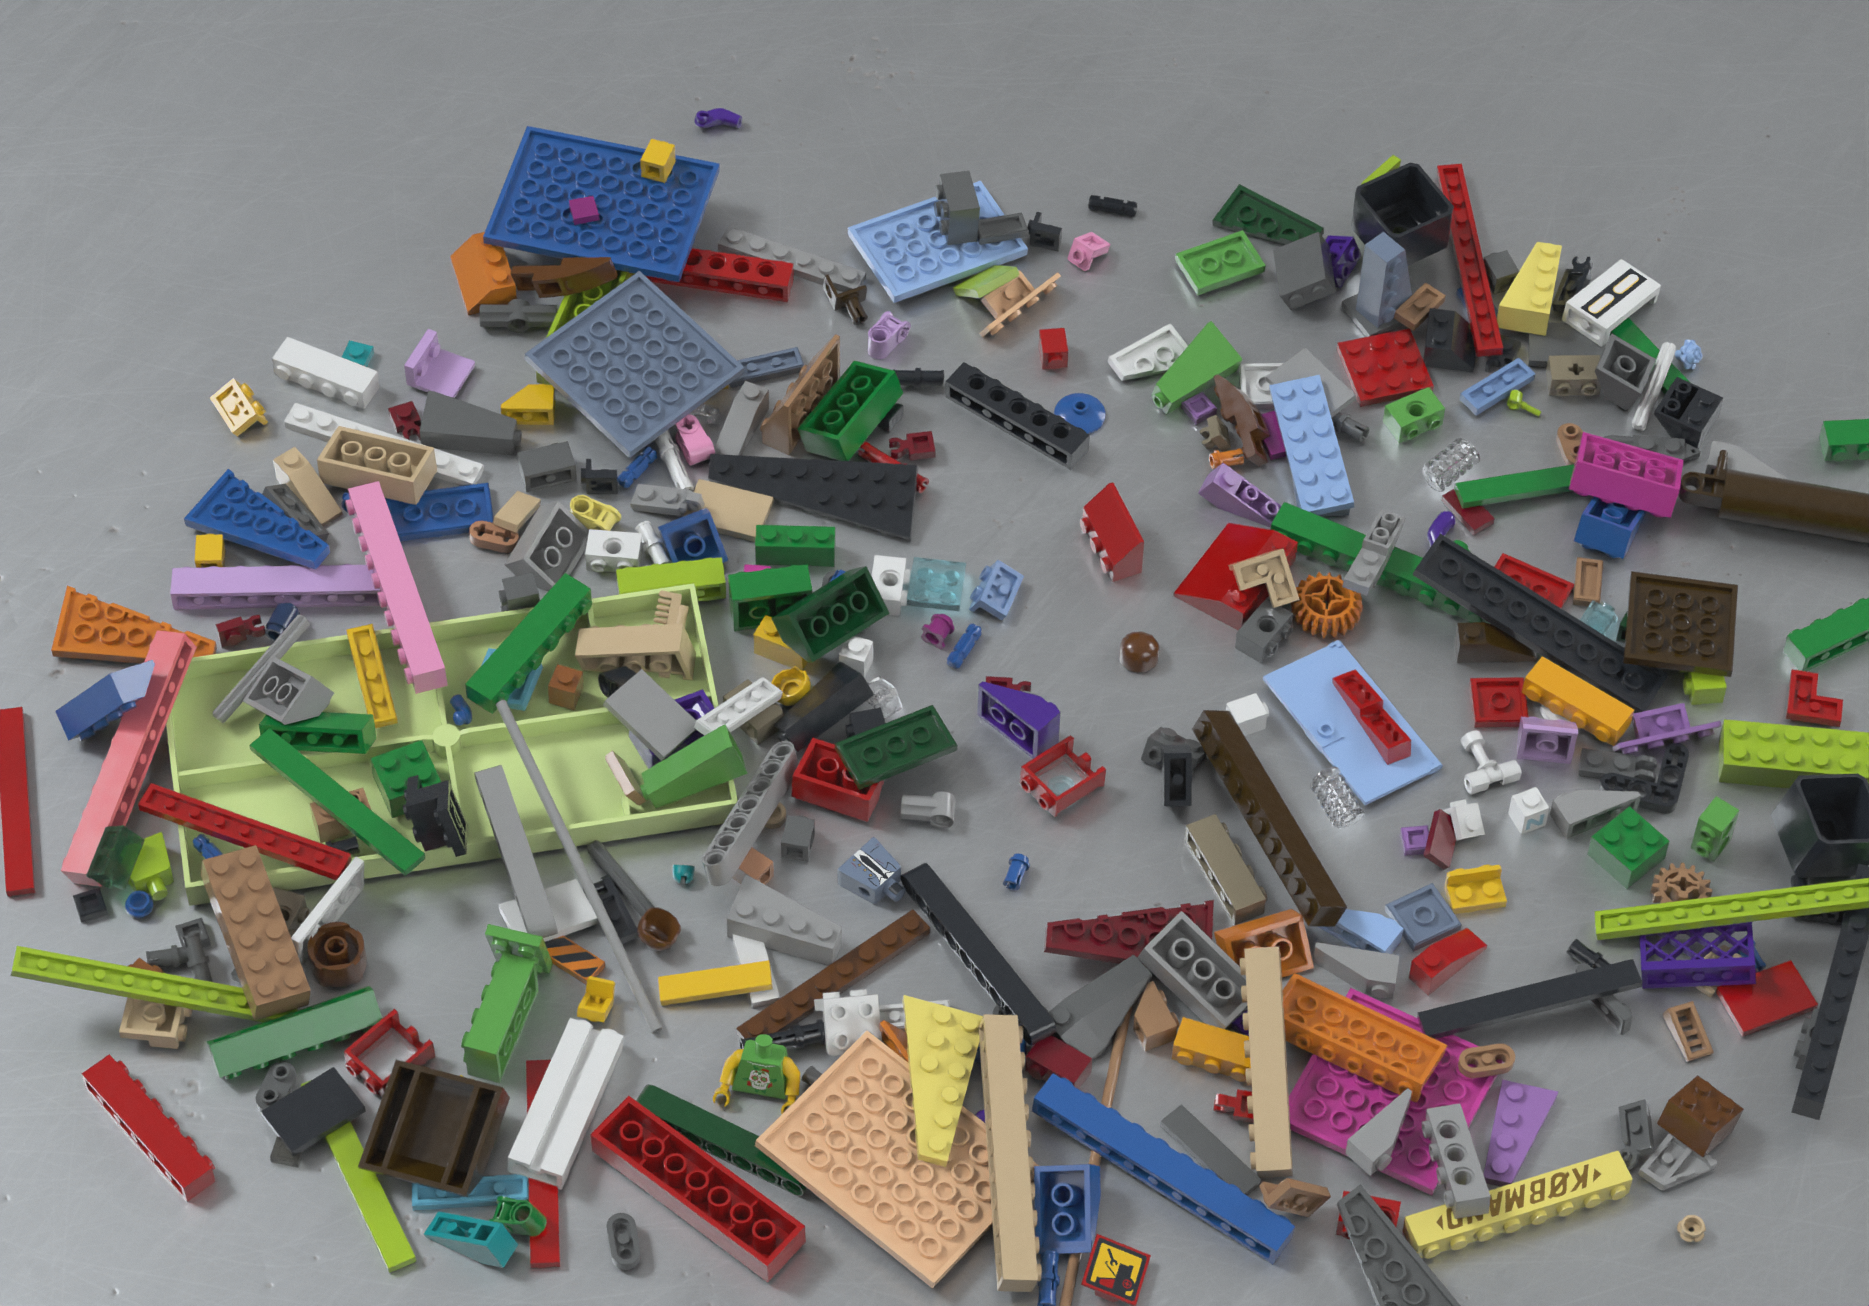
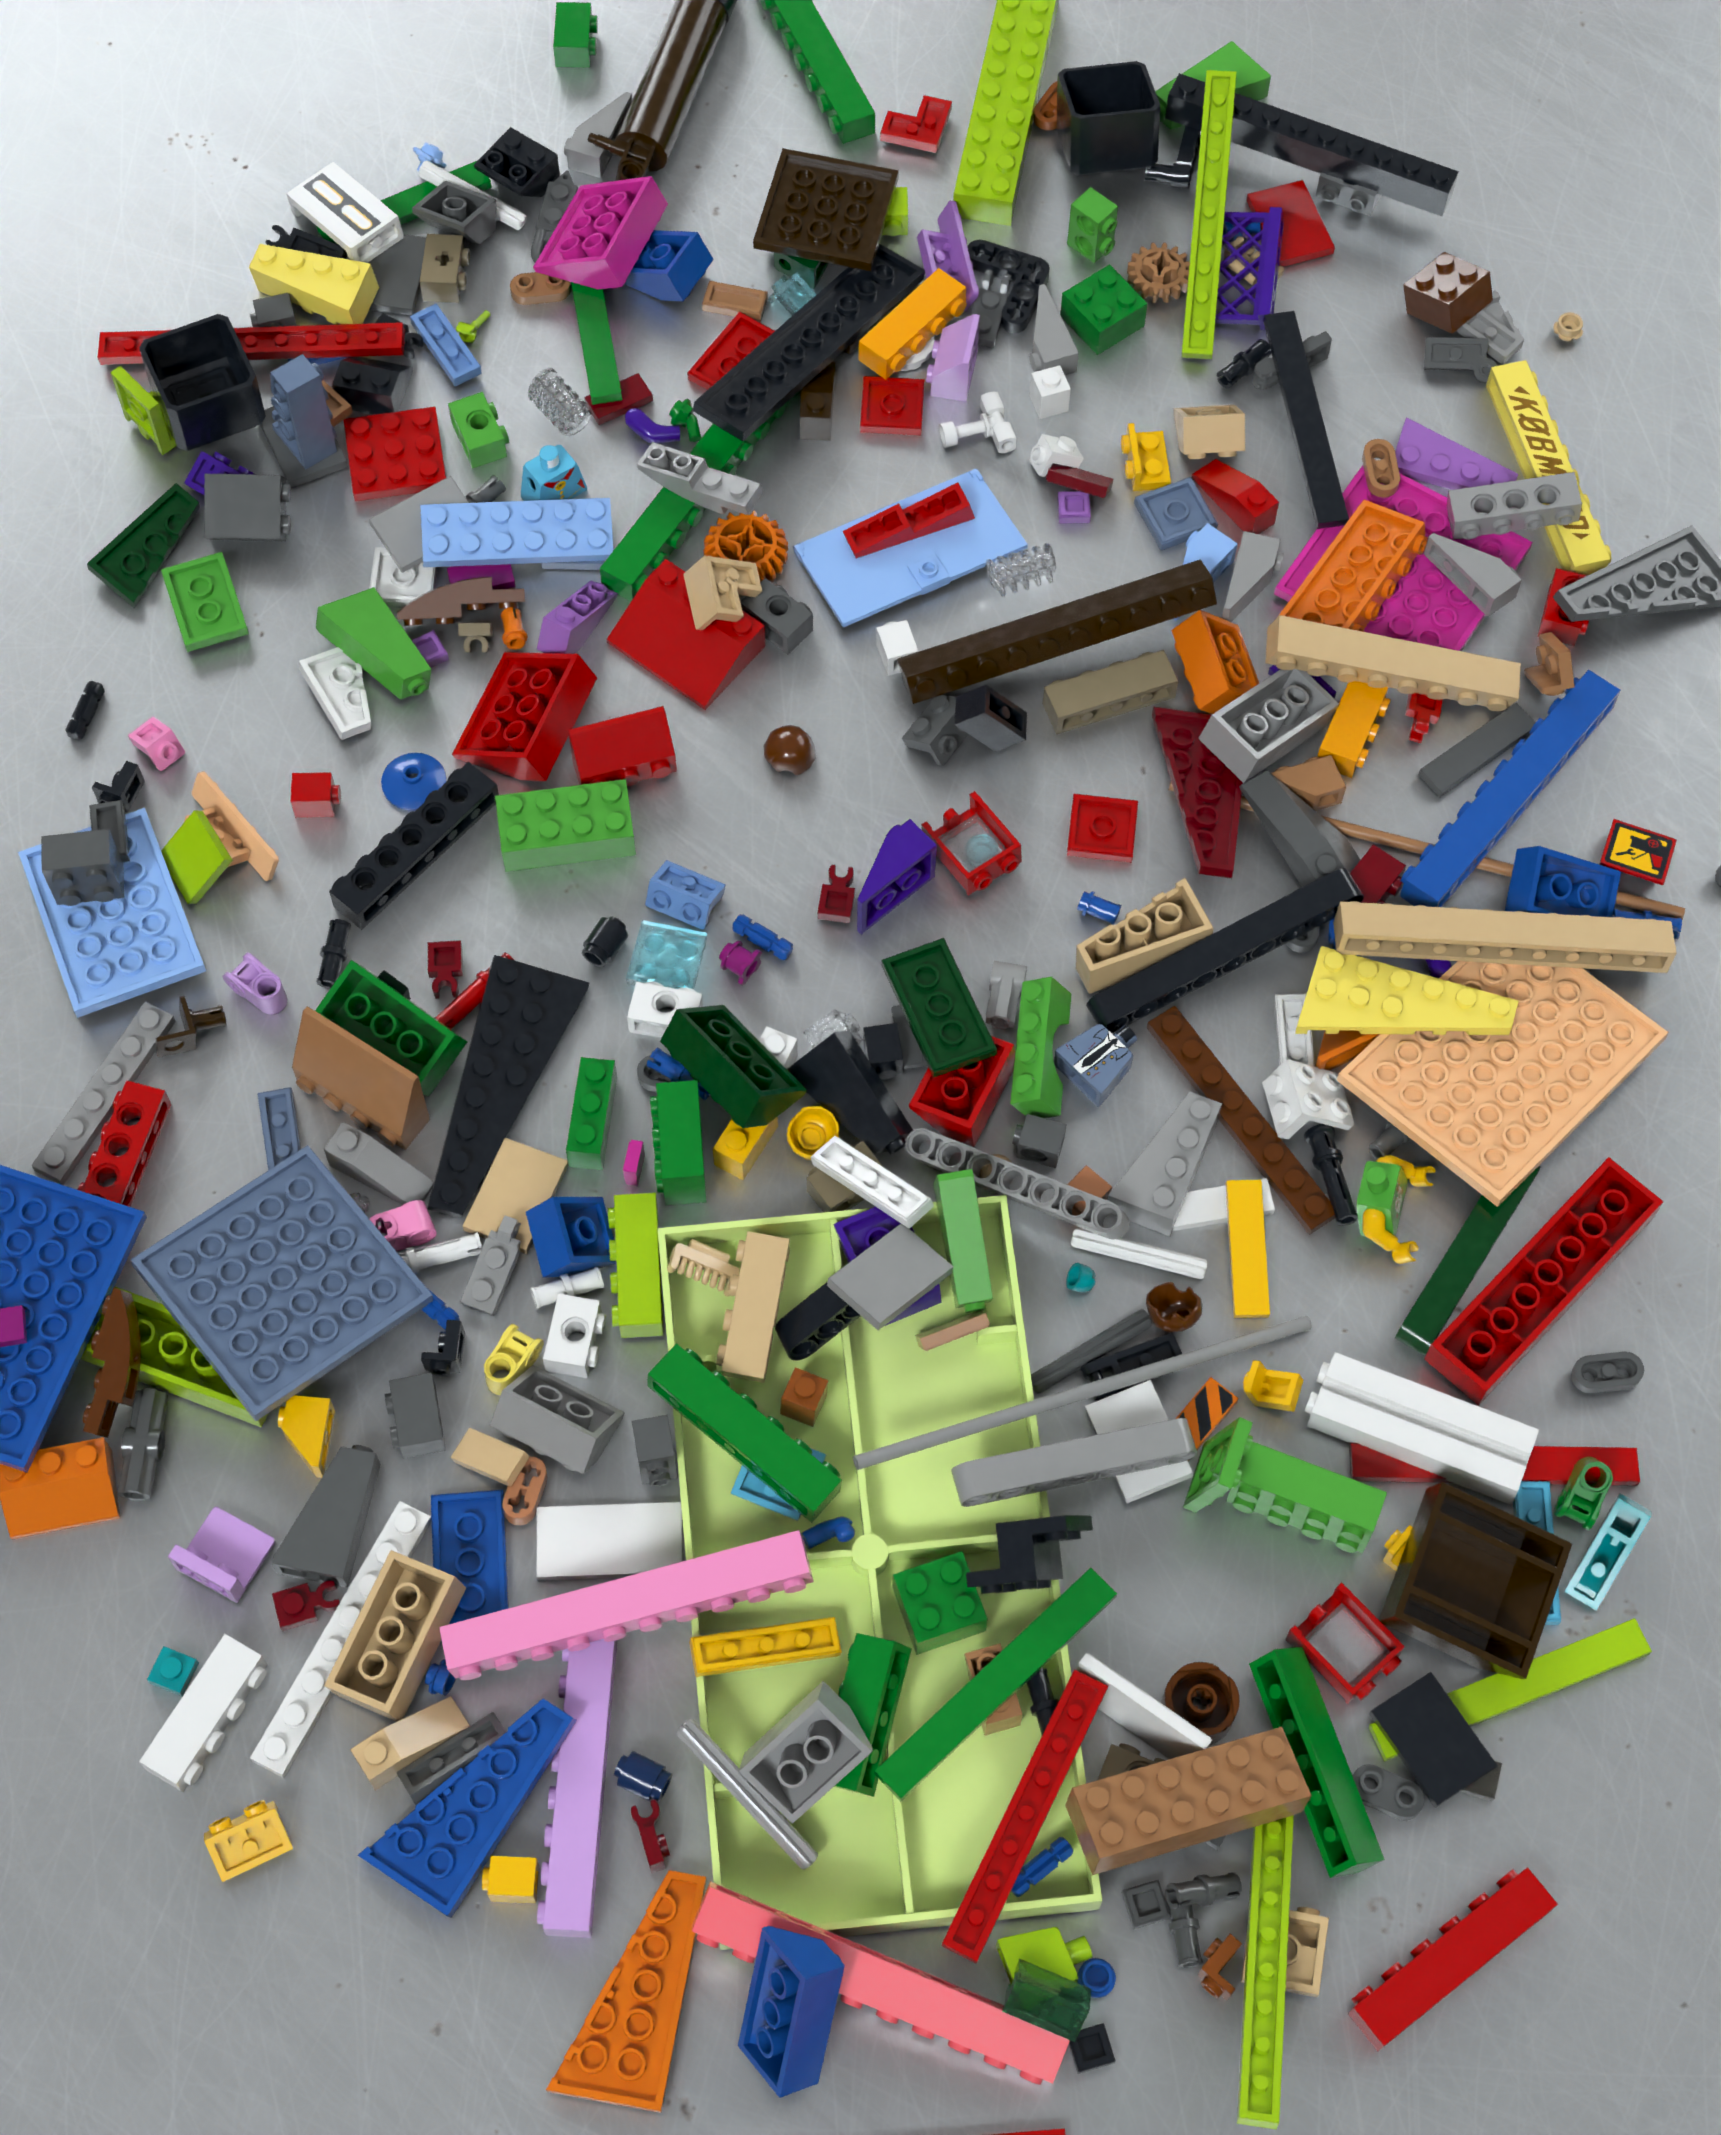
camera: 85 degrees left, 10 degrees up
(457, 582) = (607, 1540): none -> white tile
(706, 922) = (1140, 1253): none -> white axle
(843, 826) = (1035, 1079): none -> bright green arch
(946, 542) = (604, 941): none -> black brick
(985, 897) = (1142, 938): none -> tan wedge
(1045, 506) = (565, 825): none -> bright green brick
(1095, 874) = (1102, 828): none -> red tile
(1145, 474) = (526, 714): none -> red slope
(1370, 466) = (552, 476): none -> medium azure torso
(1513, 934) = (1210, 430): none -> tan slope
(1689, 1010) = (1313, 304): medium nougat slope -> none

